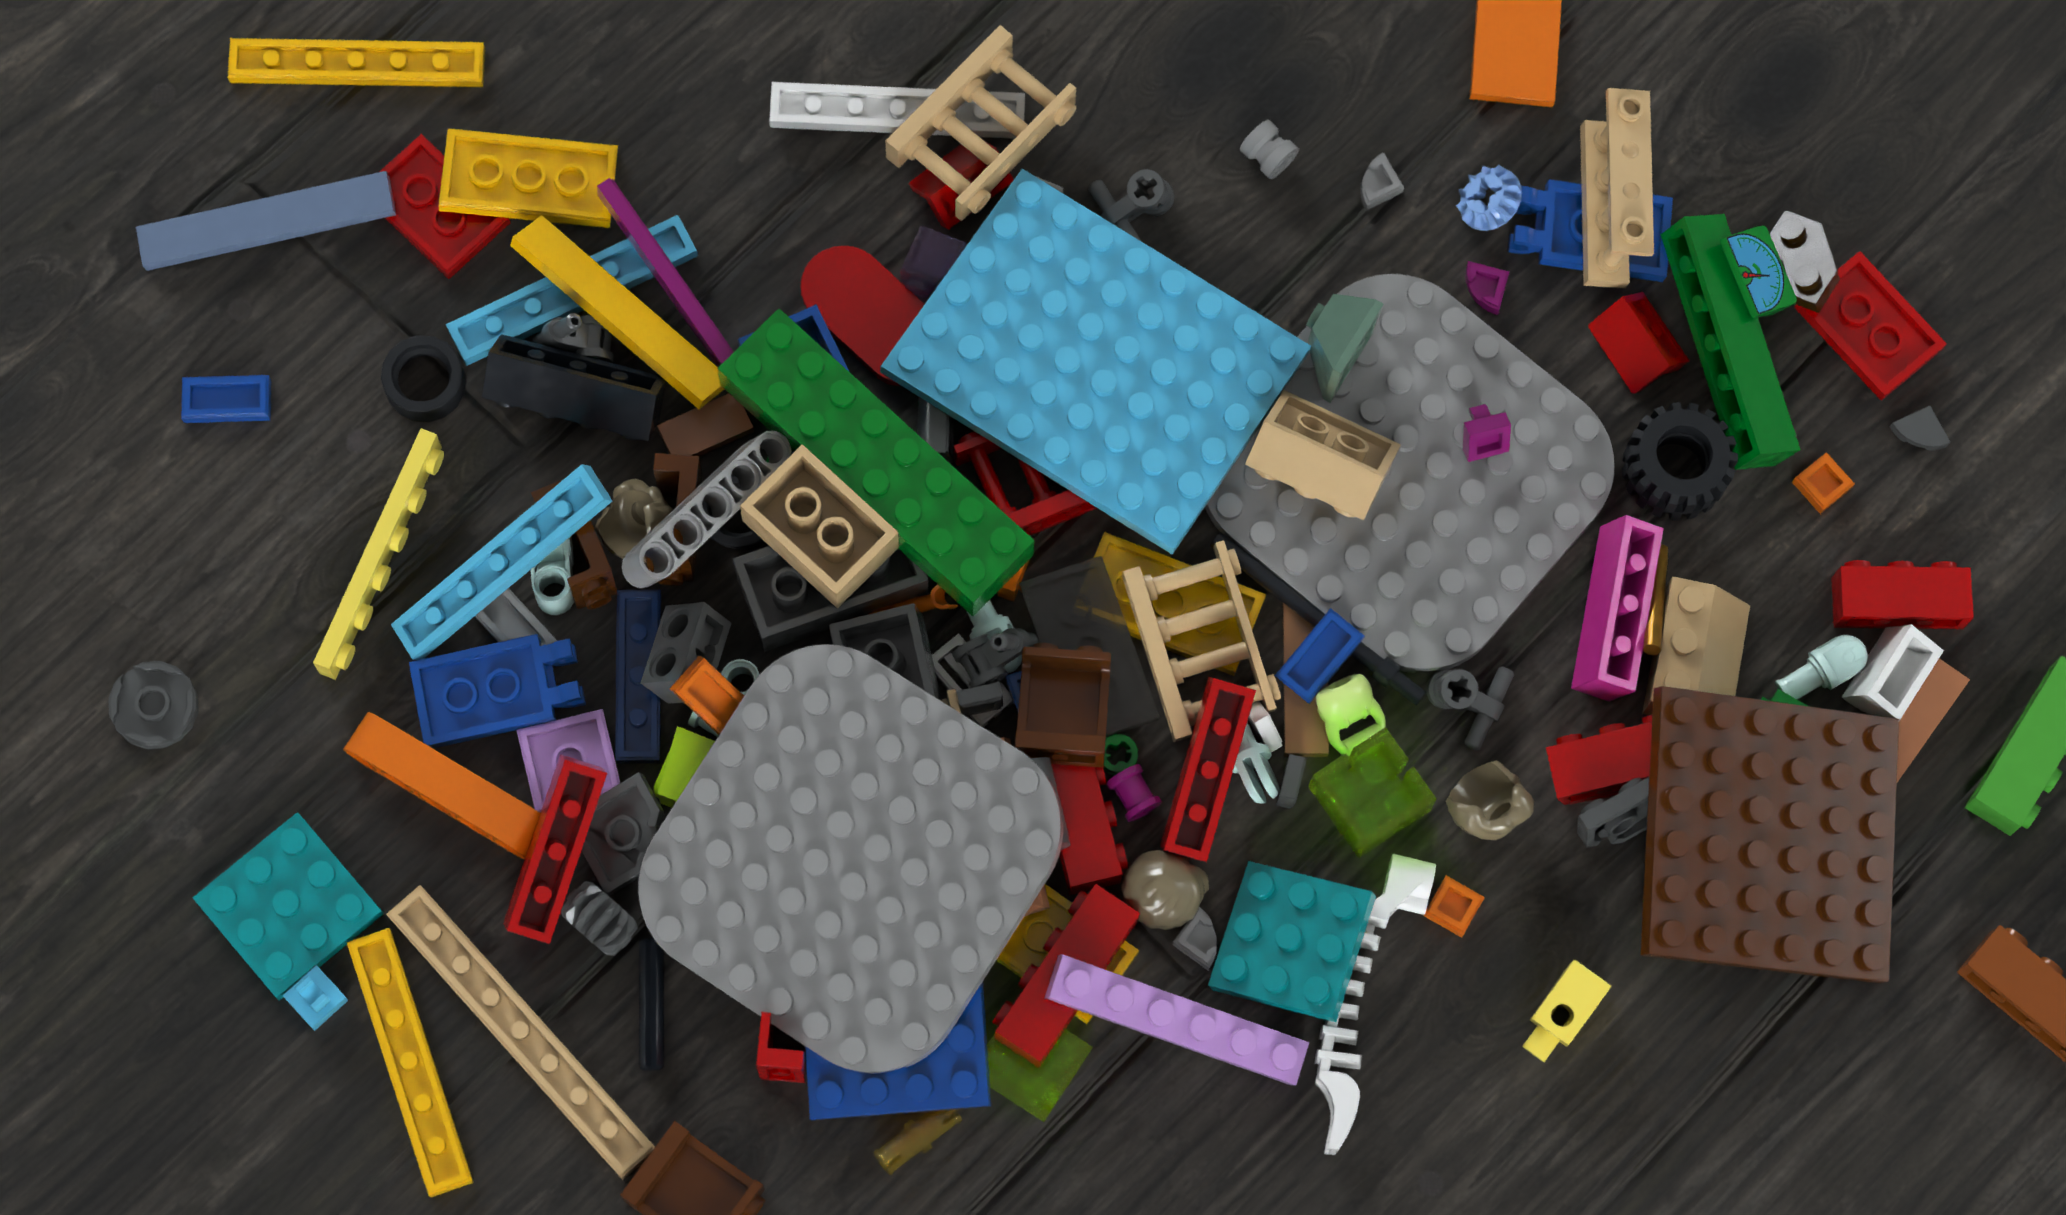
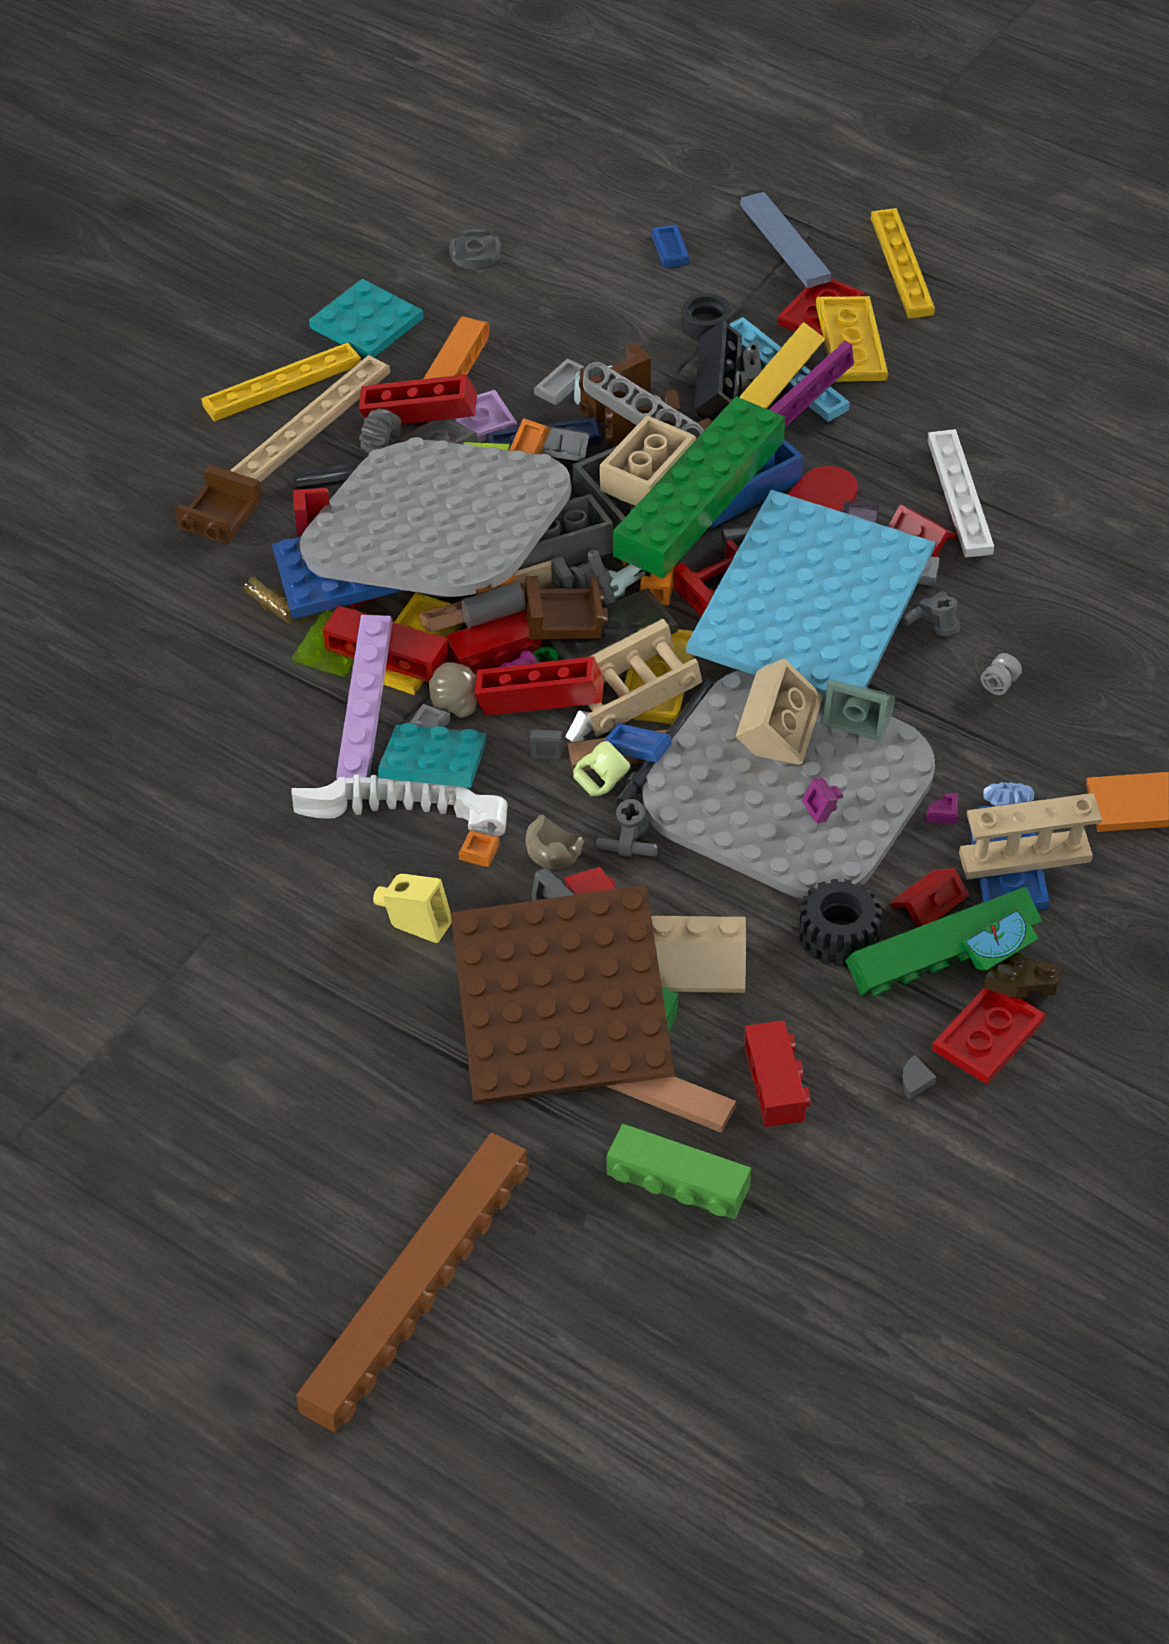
camera: 85 degrees right, 25 degrees down
(315, 997) = (313, 336): medium azure tile -> none
(373, 570) = (589, 314): light yellow plate -> none
(492, 689) = (518, 376): blue tile -> none
(501, 562) = (591, 345): medium azure plate -> none
(968, 85) = (967, 499): tan fence -> none
(1256, 756) = (555, 719): light aqua arm -> none
(1369, 798) = (539, 782): clear neon green piece -> none
(1379, 183) = (1001, 742): light grey tile -> none
(1617, 608) = (716, 896): dark pink brick -> none
(1654, 627) = (751, 924): pearl gold bar -> none
(1823, 483) = (854, 1022): orange tile -> none
(1826, 666) = (706, 1032): light aqua arm -> none
(1893, 672) = (713, 1071): white brick -> none

